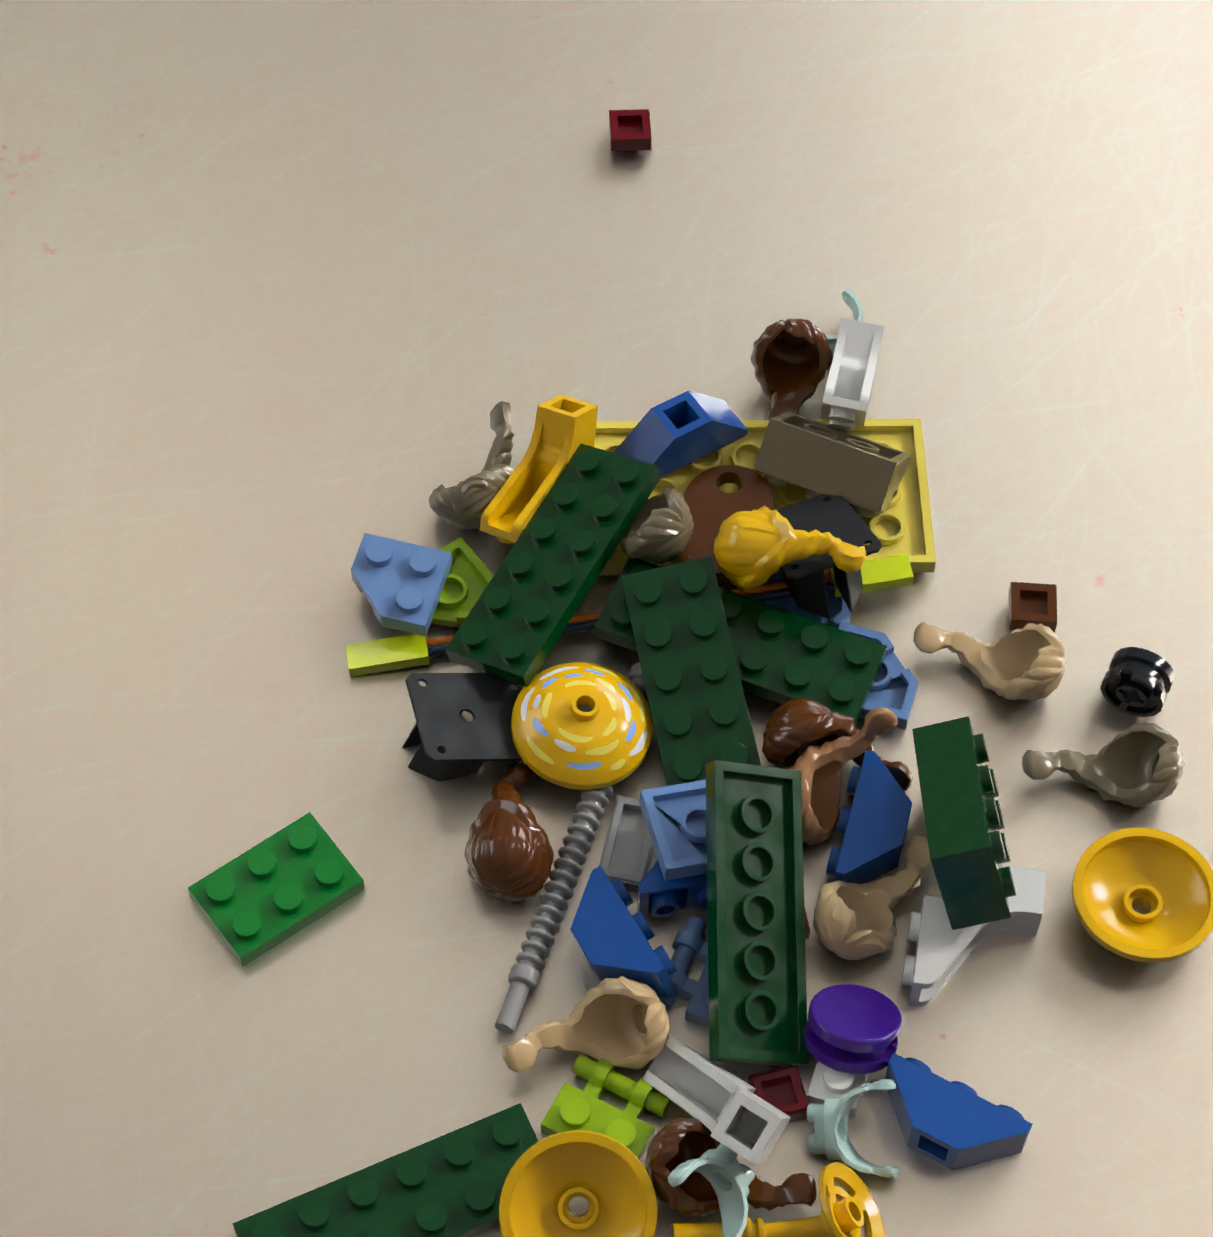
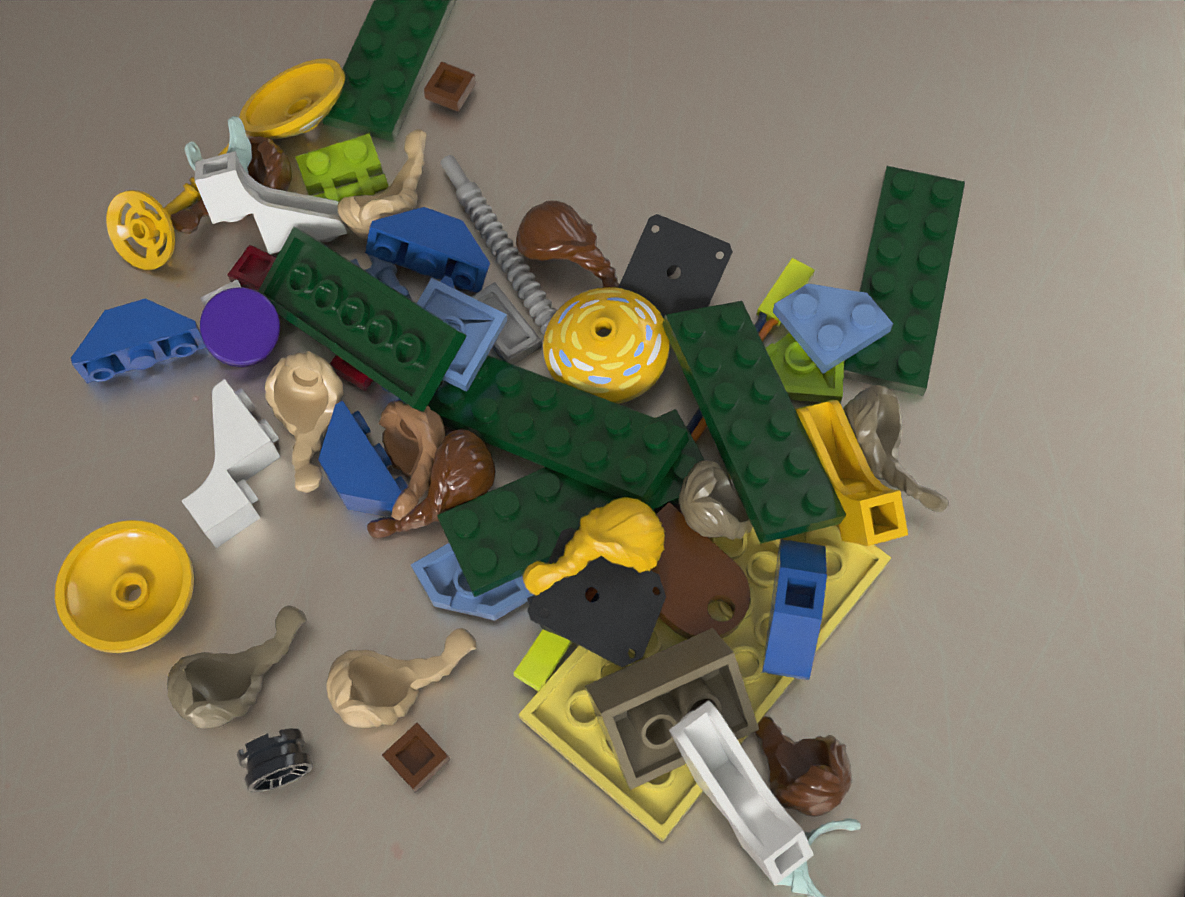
camera: 135 degrees right, 10 degrees up
(271, 584) = (907, 276): none -> dark green plate
(276, 889) = (661, 115): green plate -> none
(416, 1097) = (450, 86): none -> reddish brown plate
(831, 1130) = (193, 273): light aqua helmet -> none
(963, 823) = (277, 483): dark green brick -> none

